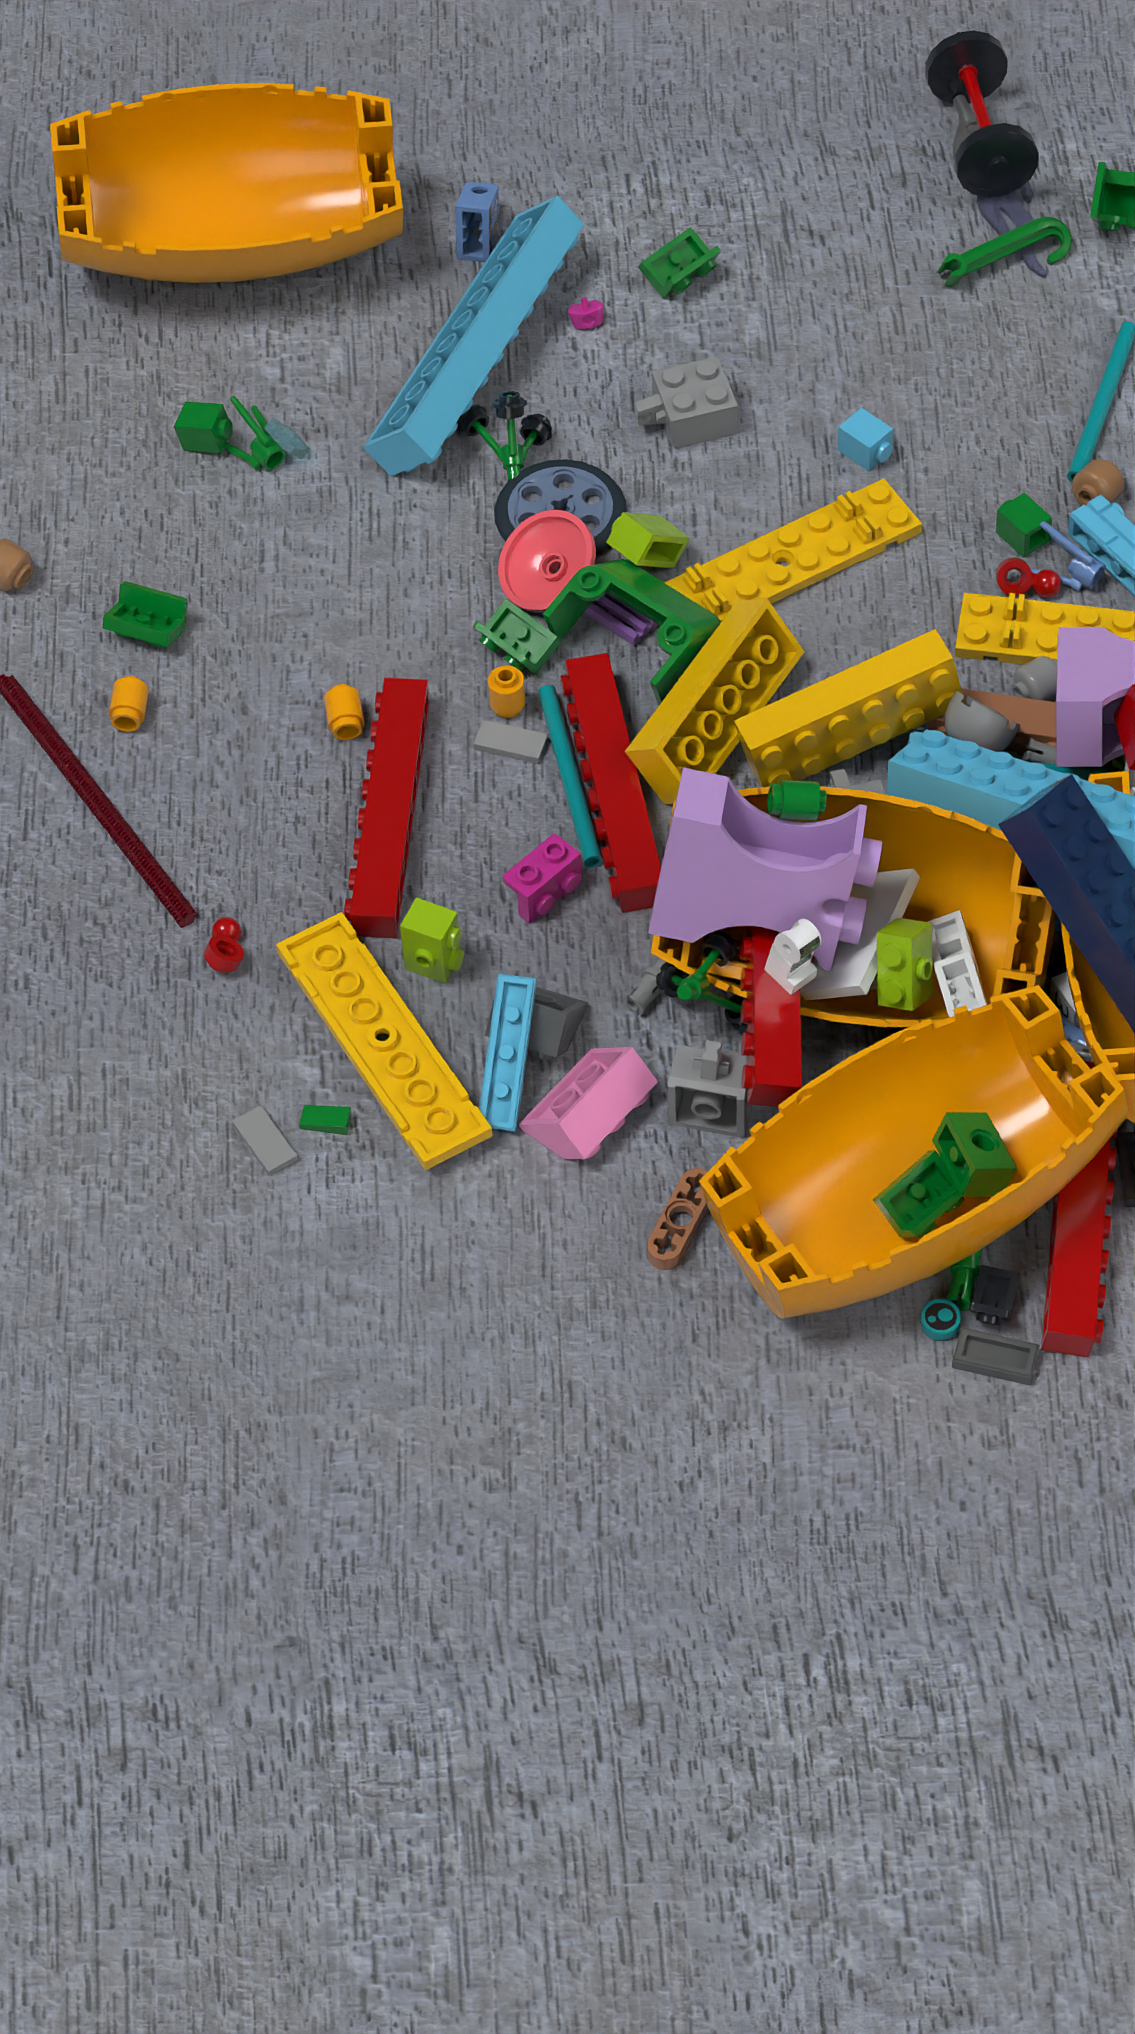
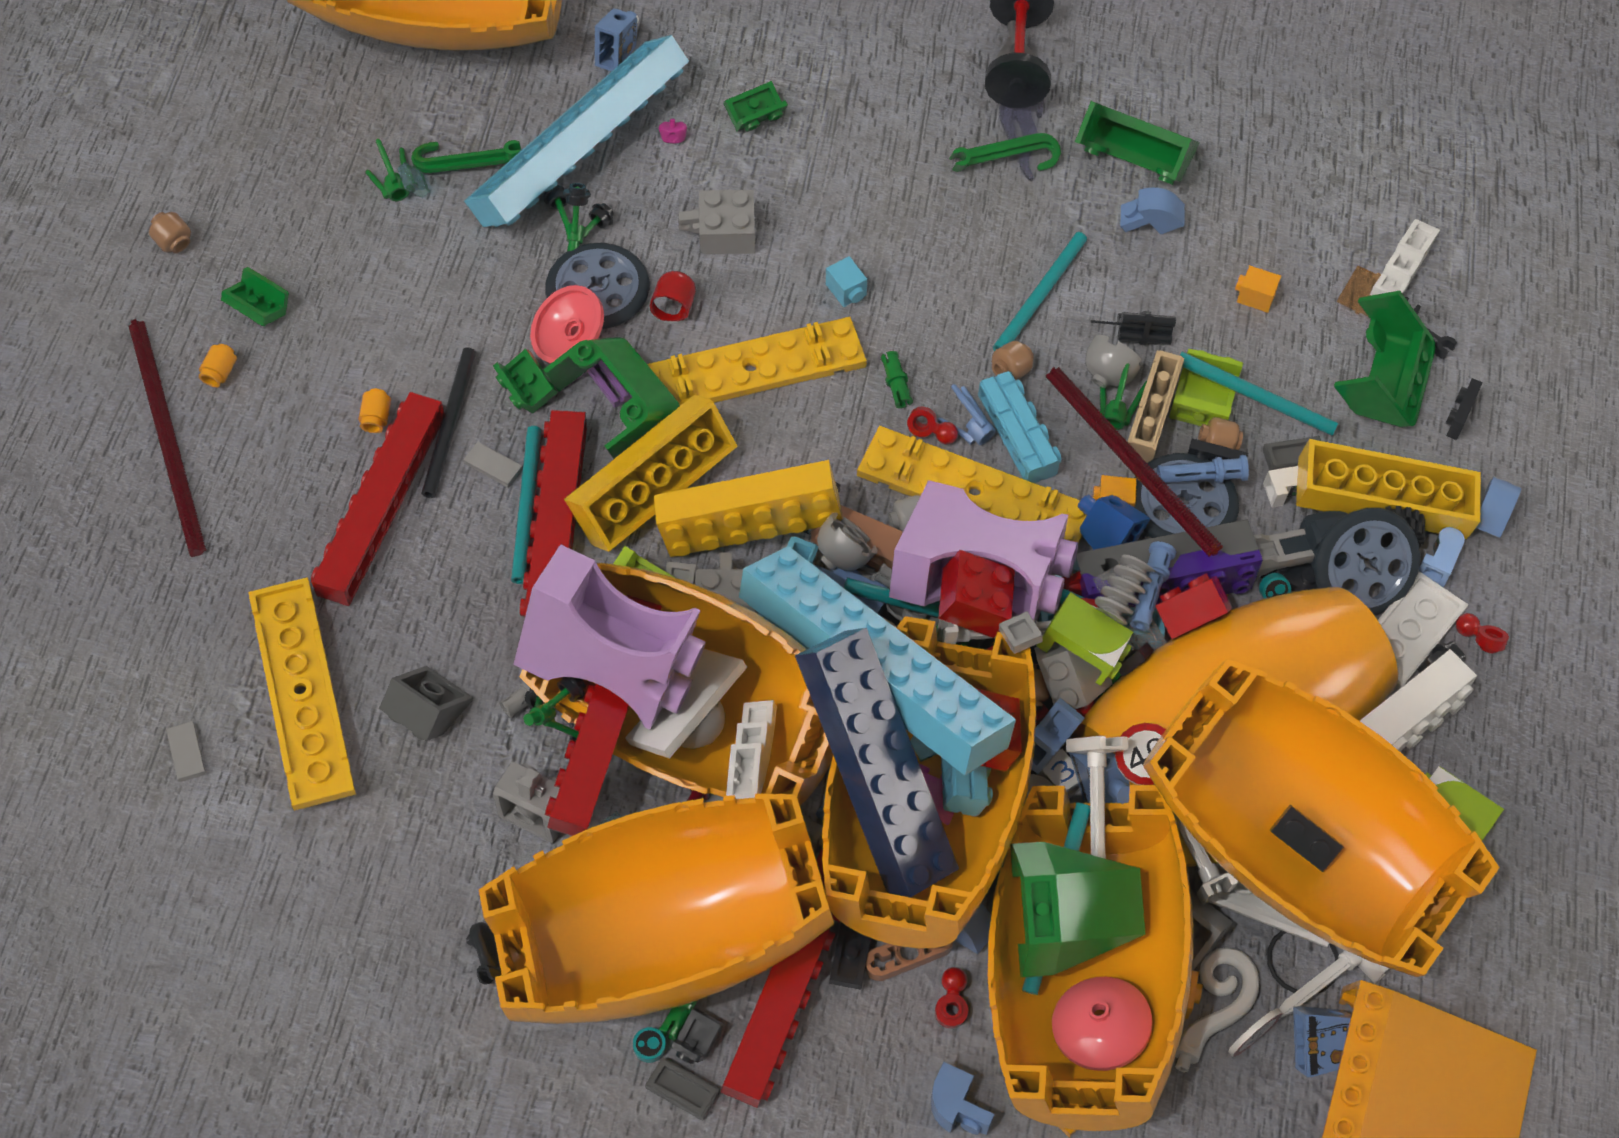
camera: 10 degrees right, 5 degrees up
(203, 427) = (354, 156): green brick -> none
(223, 950) = (220, 571): red plate -> none
(326, 1119) = (238, 745): green piece -> none
(341, 402) = (463, 160): none -> green piece
(431, 940) = (364, 619): lime brick -> none
(439, 706) = (448, 423): none -> black piece
(506, 691) = (500, 424): light orange brick -> none
(507, 1051) = (387, 729): medium azure tile -> none
(544, 877) = (472, 585): dark pink bracket -> none
(590, 1102) = (440, 785): bright pink slope -> none
(647, 540) = (648, 326): lime brick -> none
(664, 491) = (676, 287): none -> red helmet
(681, 1235) = (454, 913): nougat beam -> none
(706, 1254) = (484, 942): none -> black piece
(792, 955) = (614, 717): white leg -> none
(796, 800) = (648, 590): green brick -> none
(904, 964) = (709, 738): lime brick -> none
(919, 1197) = (663, 938): green bracket -> none
(966, 536) = (896, 379): none -> green pin
(974, 1154) = (712, 917): green brick -> none
(1020, 522) = (940, 376): green brick -> none

